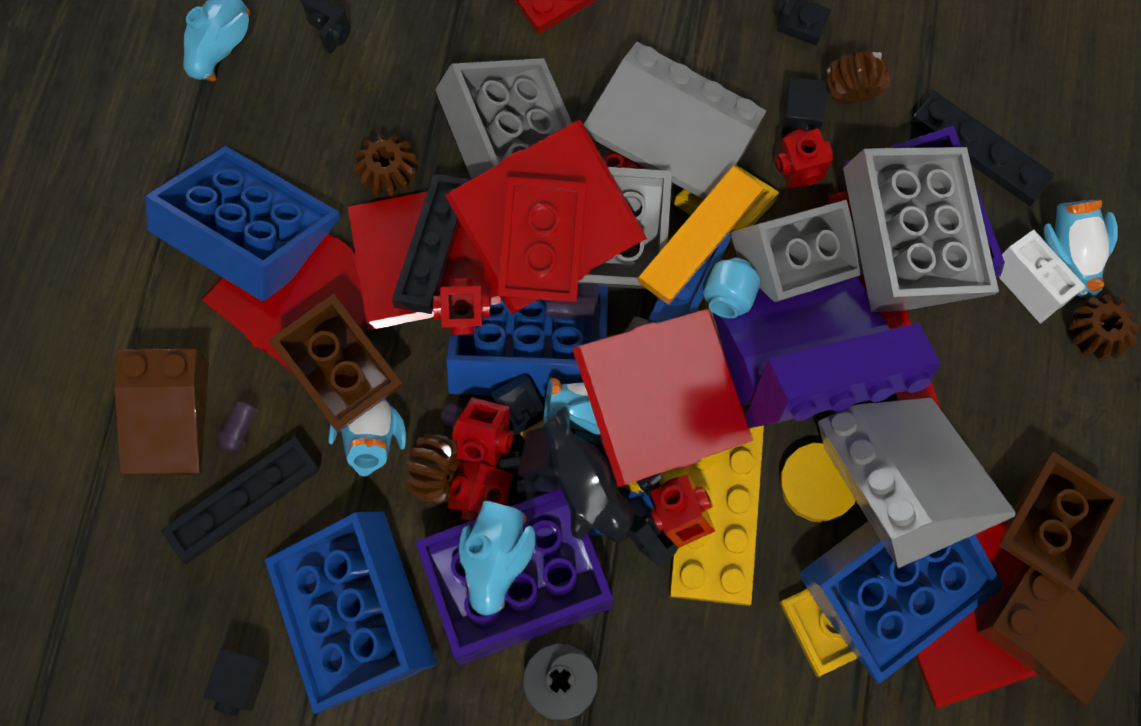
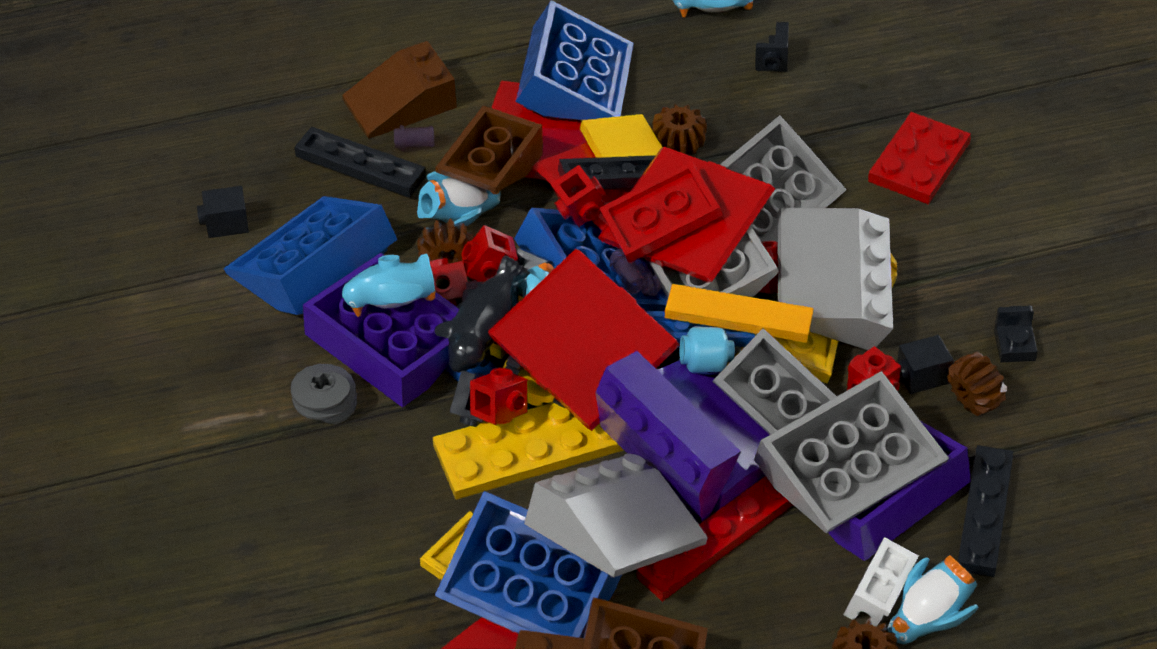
camera: 65 degrees right, 25 degrees down
(375, 225) = (620, 136): none -> yellow tile

